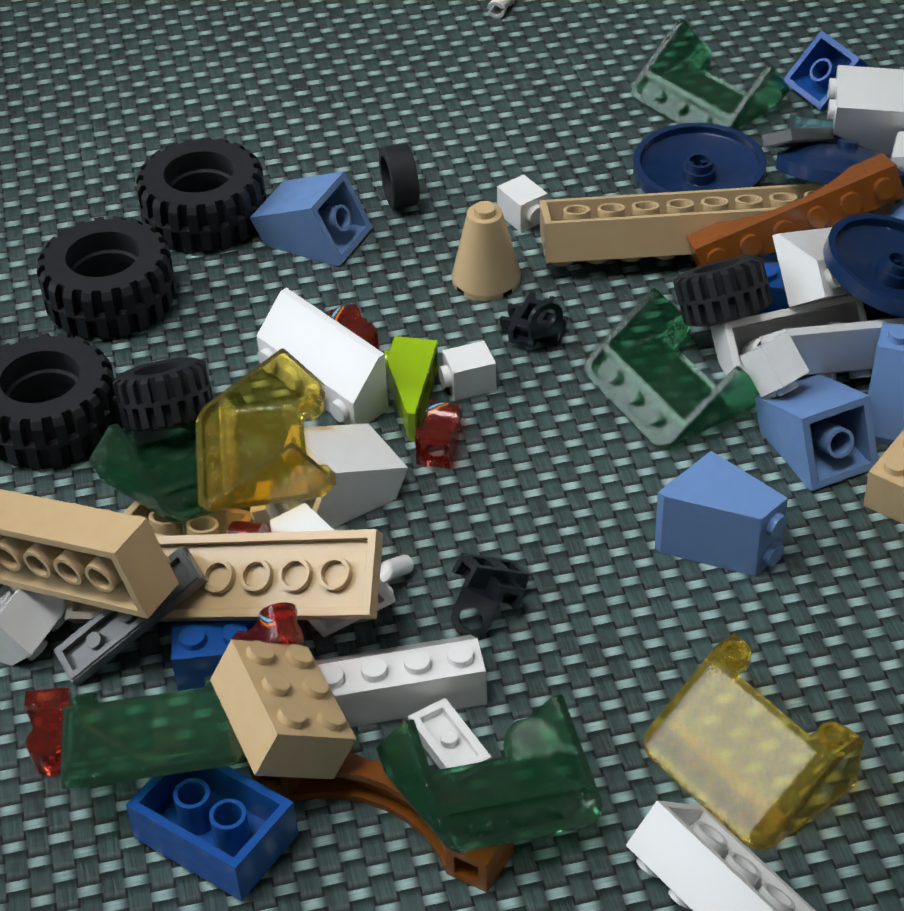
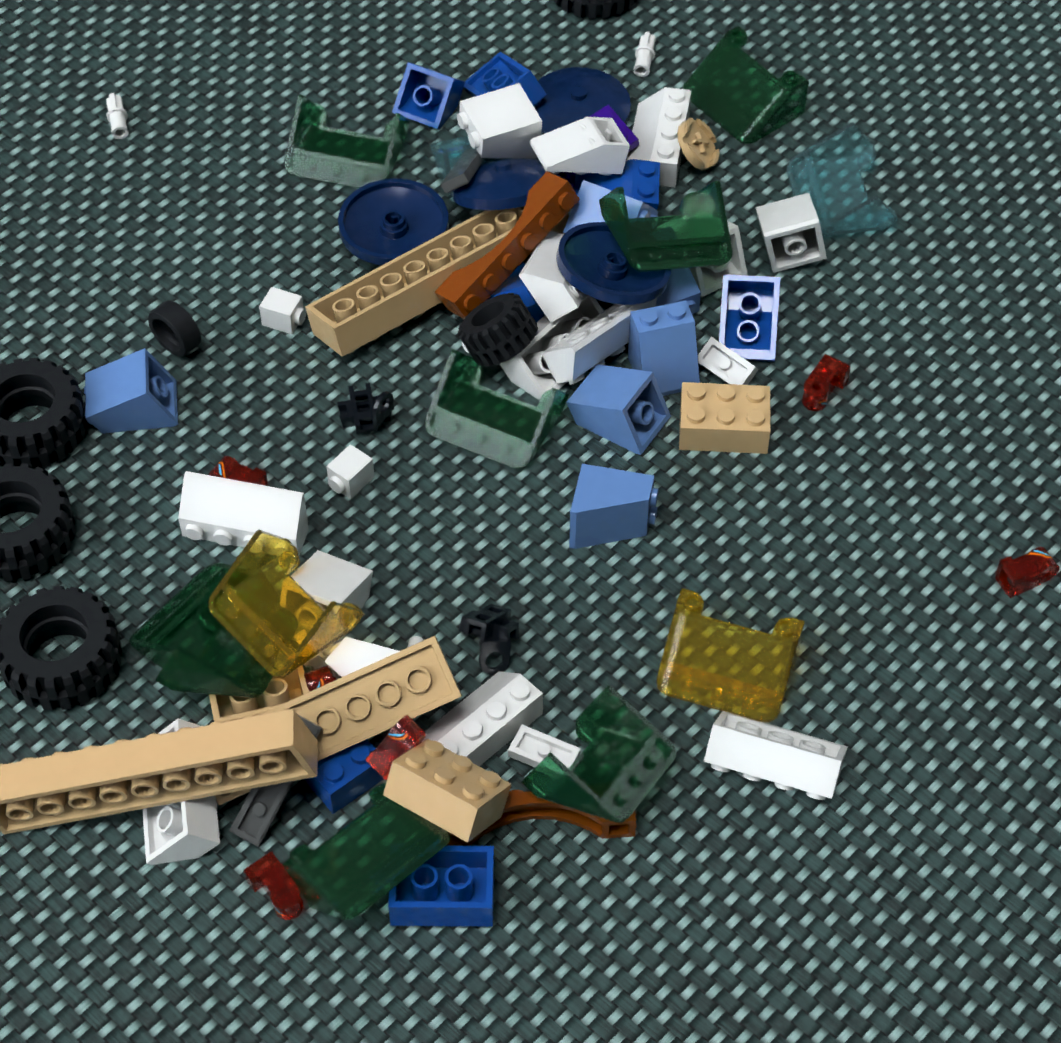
camera: 35 degrees left, 10 degrees up
(162, 393) = (150, 599): black tyre -> none
(411, 377) = (319, 501): lime slope -> none
(439, 429) = (367, 532): clear red leg -> none
(485, 255) = (295, 373): tan cone -> none
(775, 365) = (575, 375): white brick -> none

